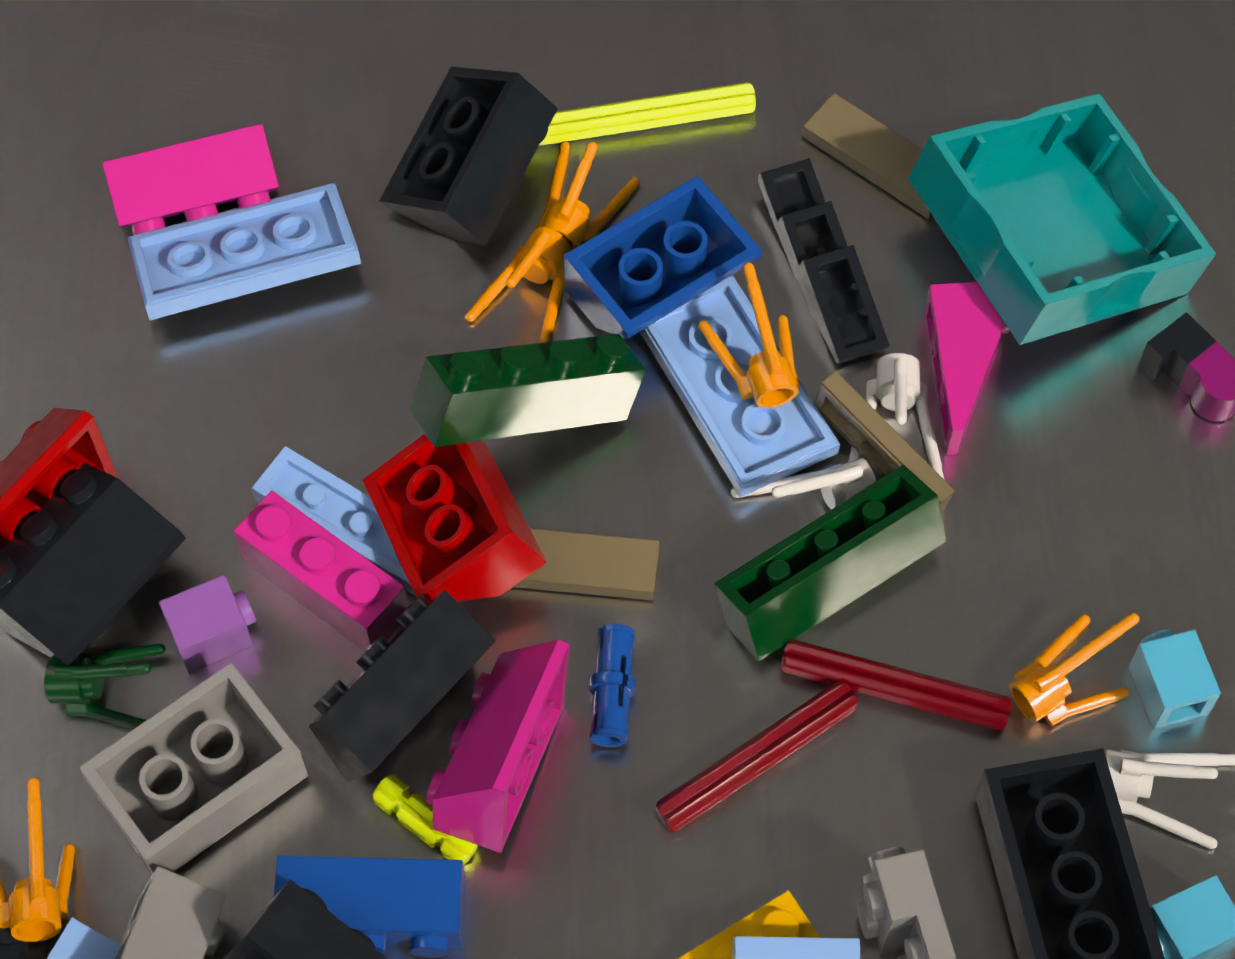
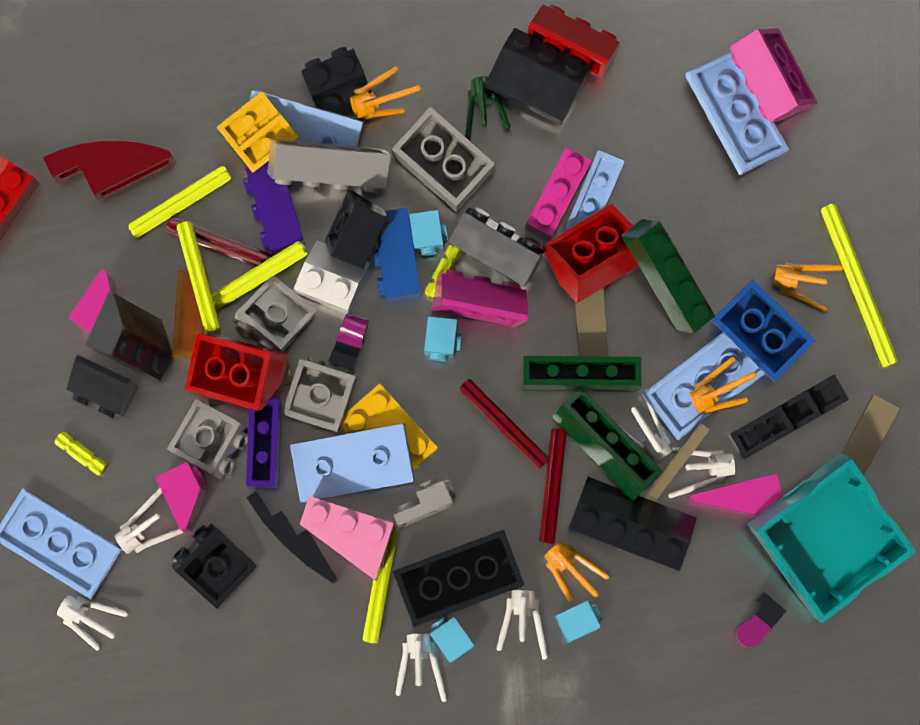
camera: 80 degrees right, 20 degrees up
(209, 622) = (523, 146): medium lavender brick -> none
(338, 826) = (427, 232): none -> medium azure brick
(470, 153) = (813, 217): black slope -> none
(537, 261) = (761, 265): light orange plant -> none
(563, 843) = (441, 338): none -> medium azure brick
(612, 685) = (526, 347): blue pin -> none
(683, 586) = (581, 371): none -> dark green brick
(996, 552) = (633, 527): none -> black slope

